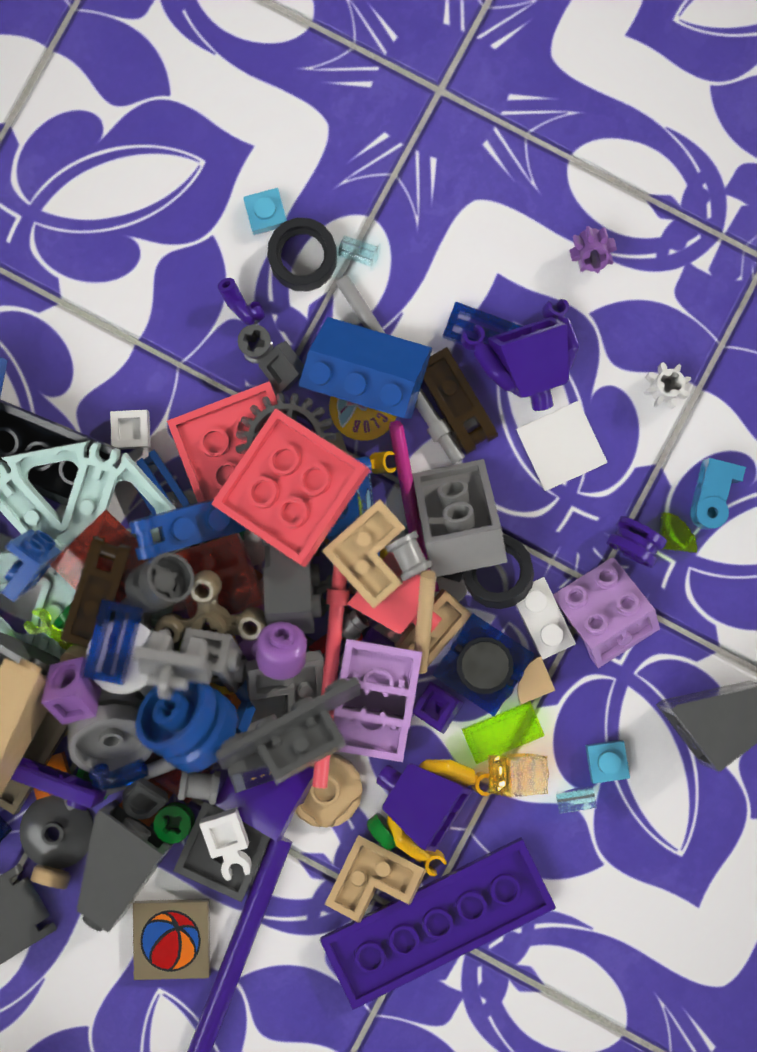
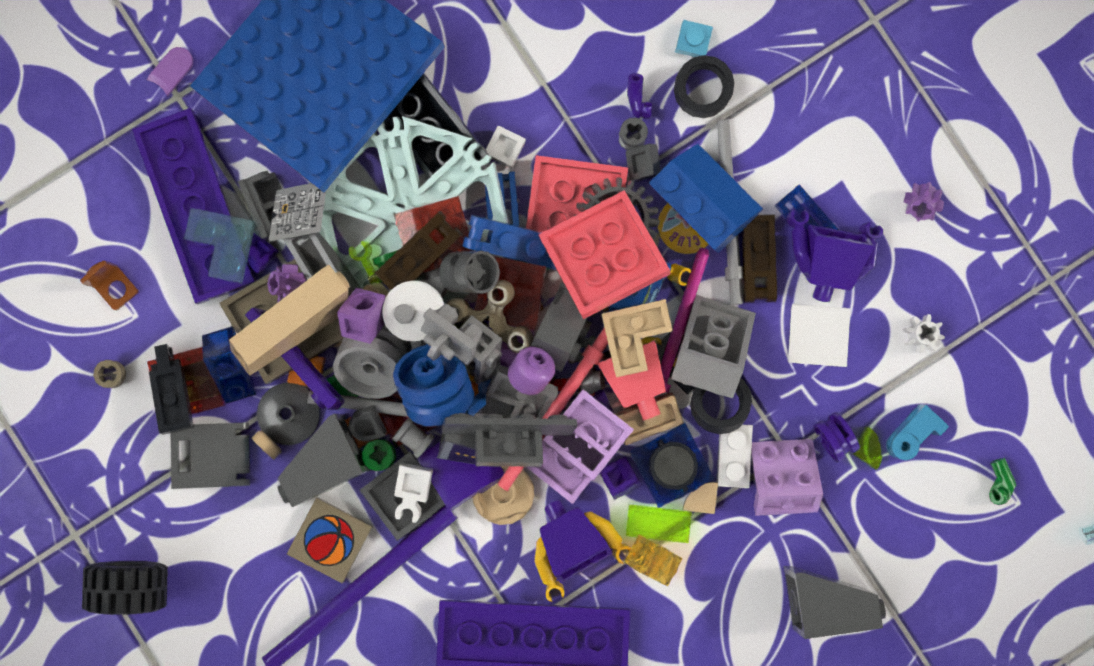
camera: 20 degrees right, 0 degrees up
(36, 554) = (391, 202): blue bracket -> none
(120, 777) = (359, 398): clear blue arm -> none
(126, 646) = (431, 276): clear blue tile -> none
(359, 251) = (747, 107): clear light blue piece -> none
(365, 871) = (506, 569): tan plate -> none
(380, 831) = (528, 544): green tile -> none
(409, 556) = (663, 353): light grey bush -> none
(424, 617) = (650, 404): tan bar -> none
(576, 799) = (685, 603): clear light blue piece -> none
(607, 761) = (724, 588): medium azure plate -> none

